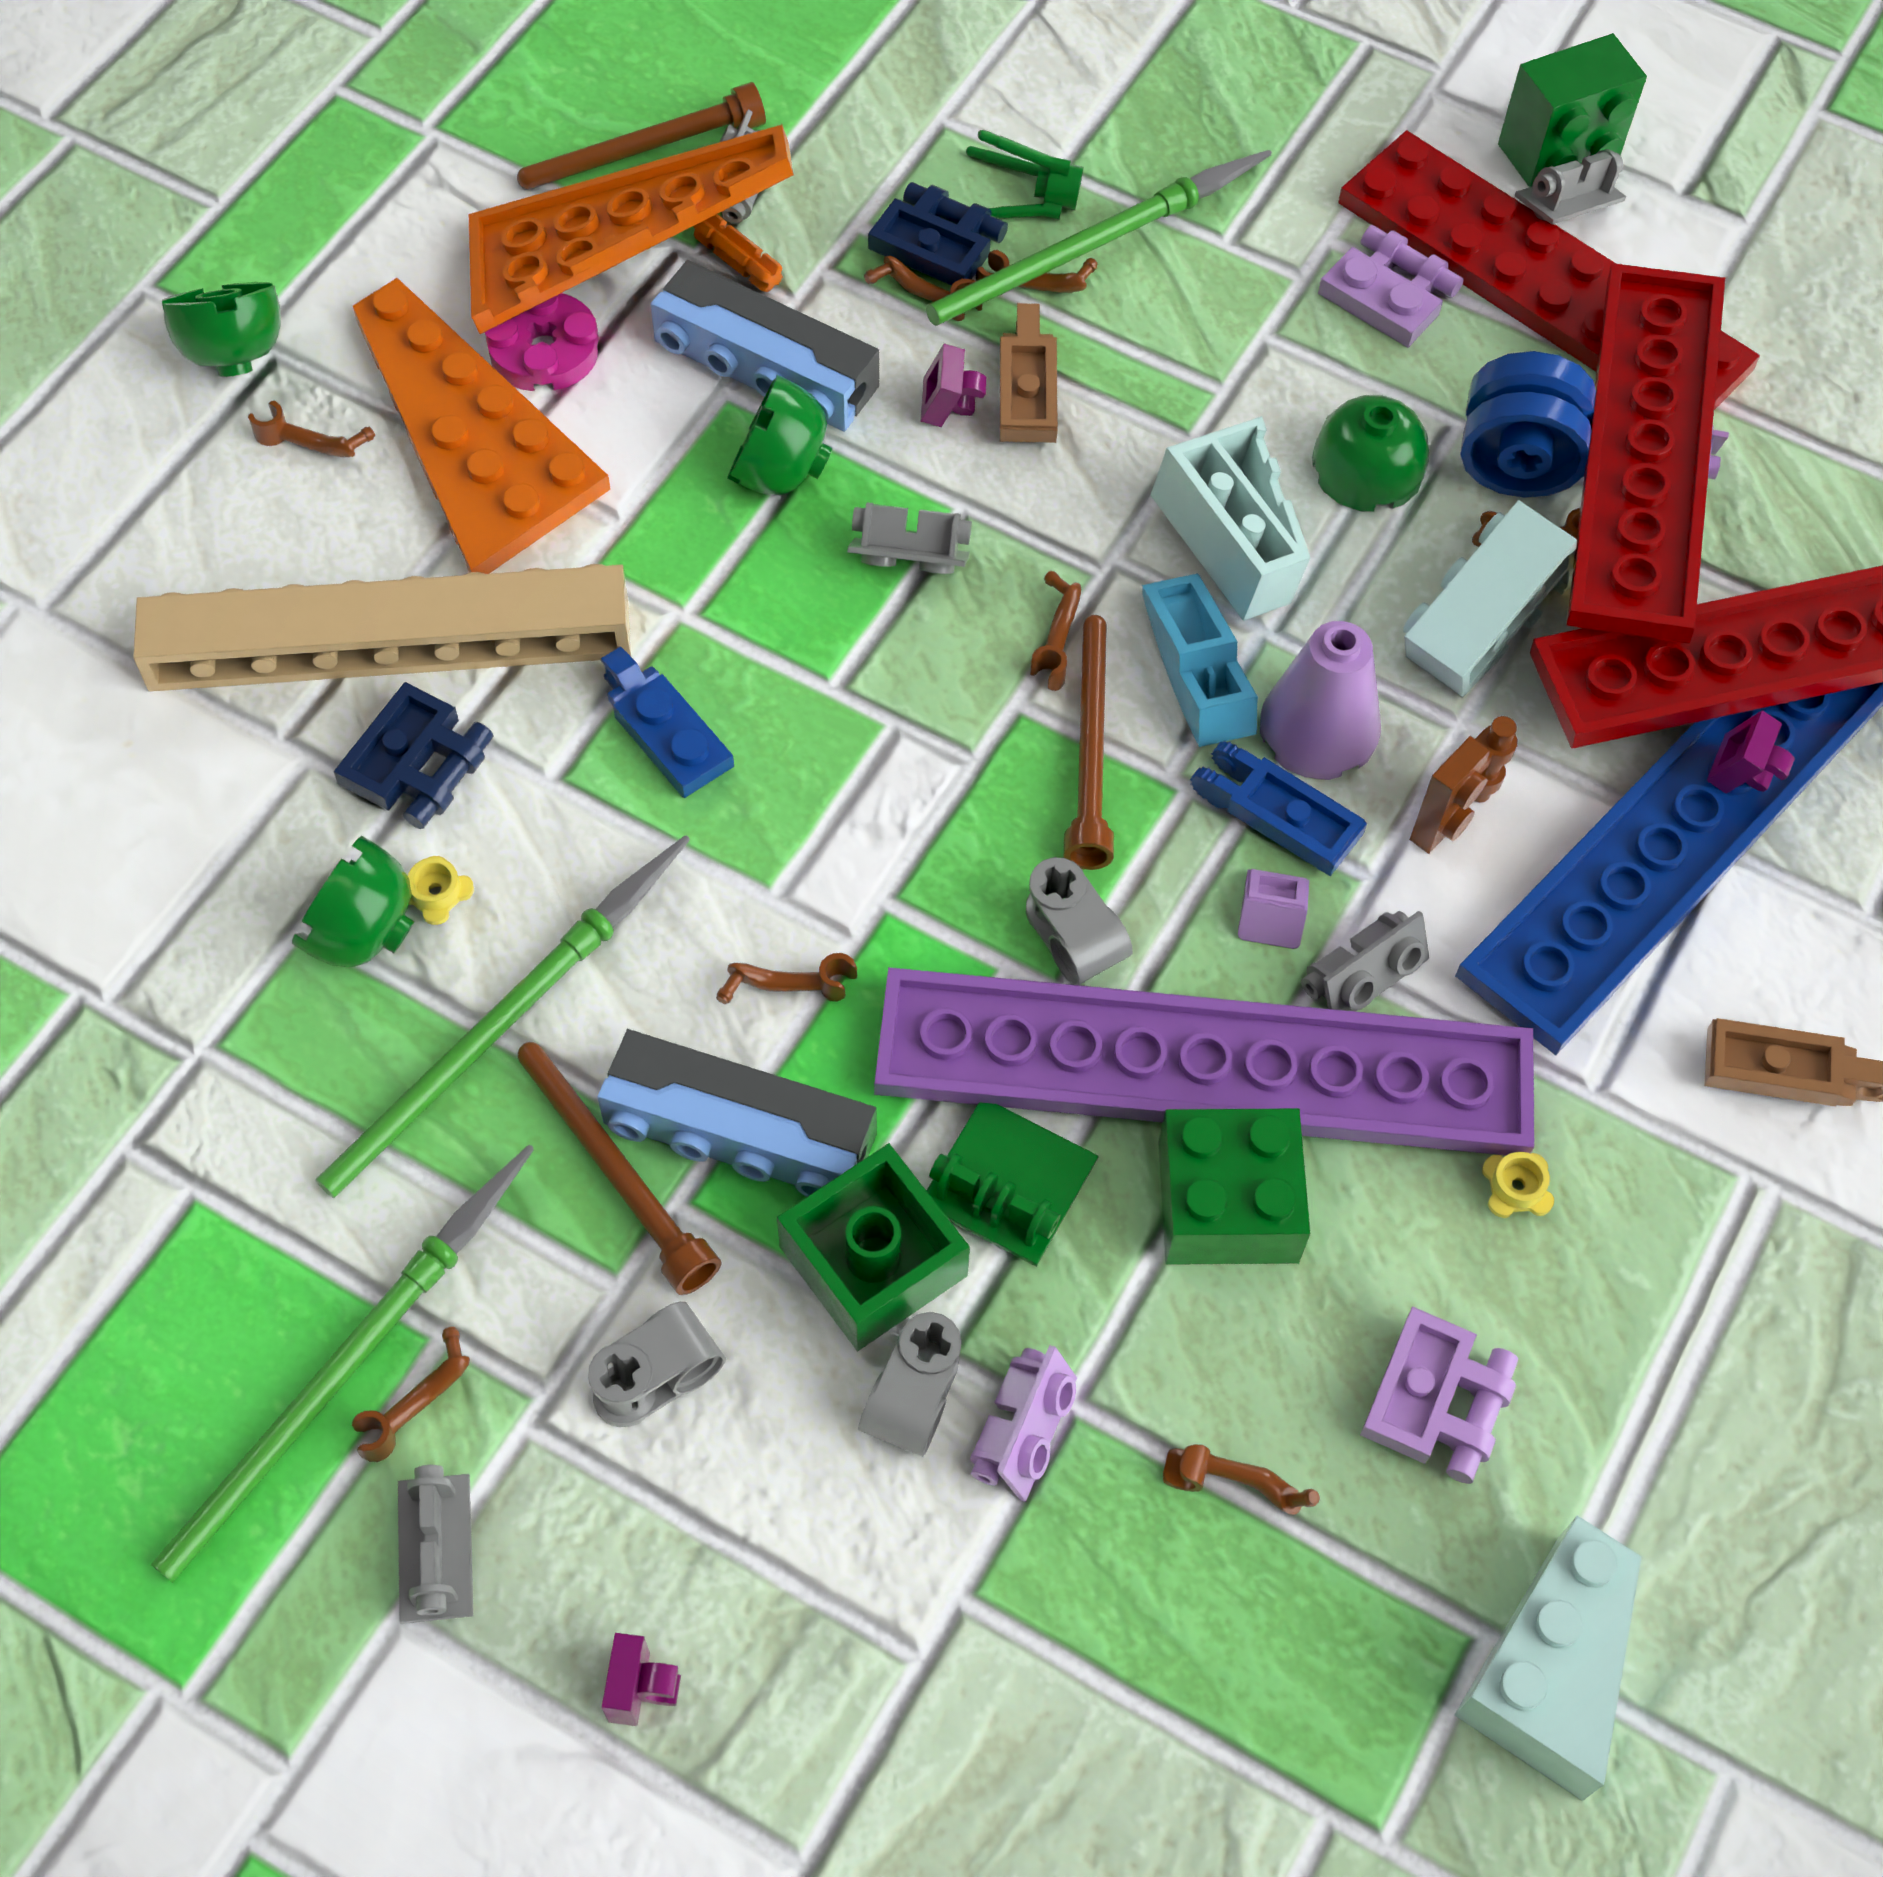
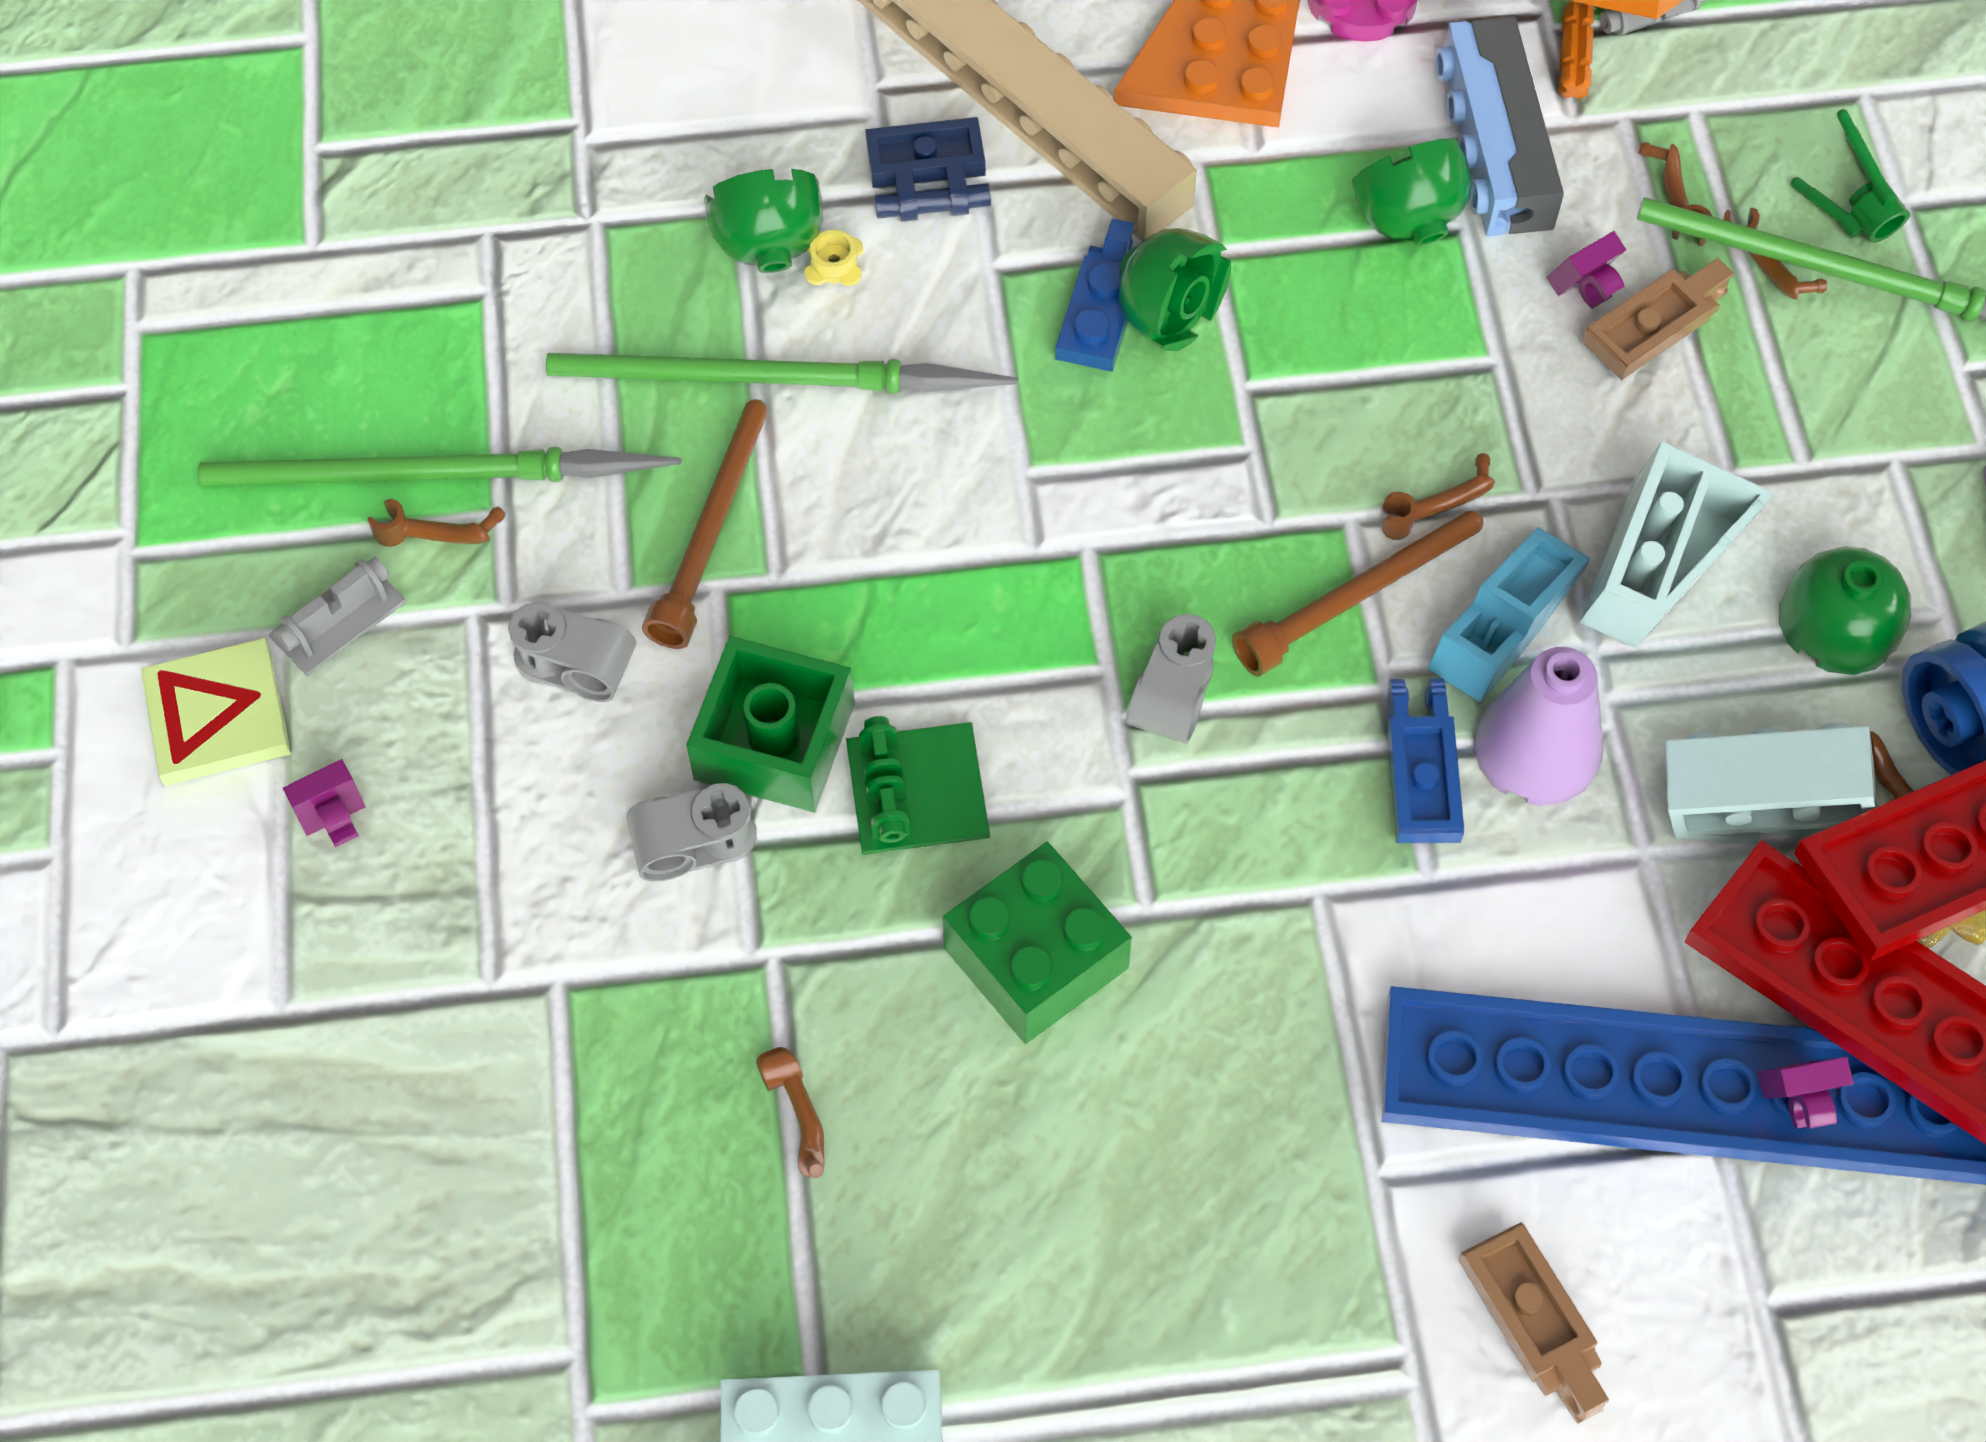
camera: 55 degrees right, 0 degrees up
(439, 1725) = (215, 711): none -> yellowish green tile
(710, 661) = (1172, 284): none -> green cylinder
(733, 1114) = (809, 563): piece -> none
(791, 981) = (978, 548): dark orange piece -> none
(887, 539) = (1427, 358): light grey hinge -> none
(936, 233) = (1721, 167): dark blue plate -> none
(1039, 1393) = (704, 938): lavender hinge -> none
(1161, 1051) = (1130, 840): medium lavender plate -> none
(1273, 908) = (1328, 820): lavender slope -> none
(1386, 953) = (1353, 930): light grey hinge -> none
(1420, 1385) = (982, 1196): lavender plate -> none
(1465, 777) = (1554, 868): dark orange plate -> none
(1524, 1167) = (1230, 1144): light yellow plate -> none

